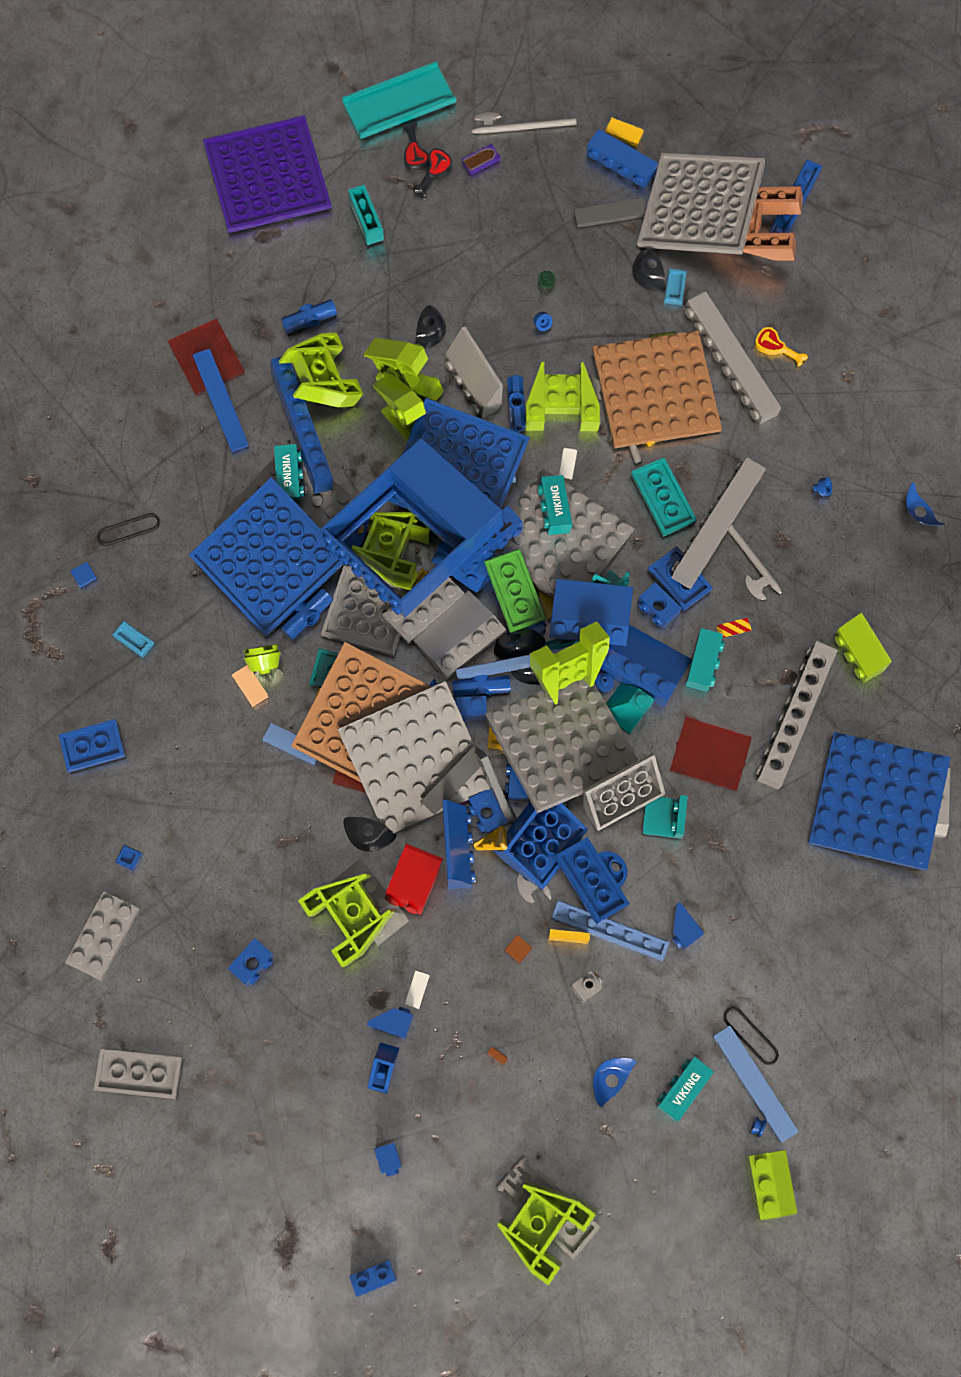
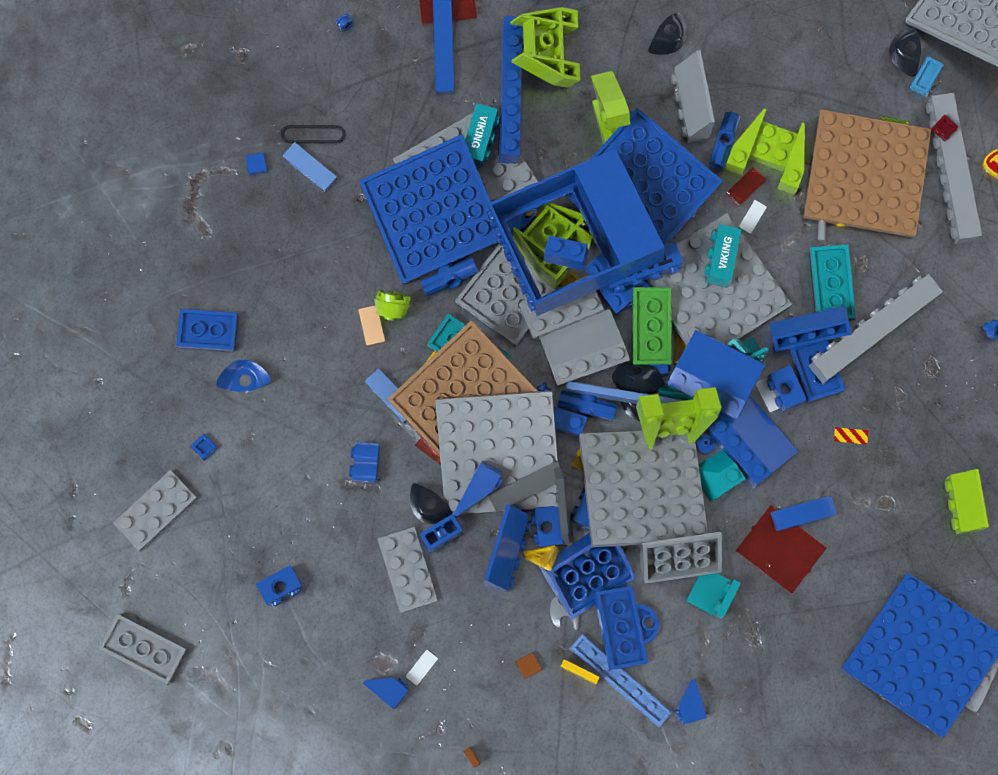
camera: 25 degrees right, 5 degrees up
(121, 416) = (344, 22): none -> blue bush
(130, 780) = (231, 374): none -> blue piece
(133, 639) = (280, 242): dark azure tile -> none
(136, 560) = (309, 167): none -> medium blue tile
(291, 815) = (365, 462): none -> blue brick
(352, 911) = (387, 574): lime wedge -> none
(383, 1067) = (364, 727): blue slope -> none
(388, 854) = (441, 533): none -> blue brick
(405, 363) = (629, 69): lime wedge -> none
(410, 794) = (481, 485): none -> blue slope
(411, 546) = (565, 252): none -> blue brick
(413, 879) = (454, 565): red slope -> none
(542, 321) = (782, 66): blue tile -> none
(546, 283) = (799, 29): clear green plate -> none
(551, 438) = (746, 186): none -> clear red tile
(587, 986) = (579, 724): light grey brick -> none
(643, 618) = (767, 395): none -> white sticker
(660, 542) = (810, 328): none -> blue brick
(705, 660) = (810, 457): teal brick -> none
(710, 324) = (944, 128): none -> dark red tile
(719, 712) = (804, 513): none -> blue slope
(755, 586) = (888, 403): light grey piece -> none
(824, 655) = (928, 497): light grey brick -> none

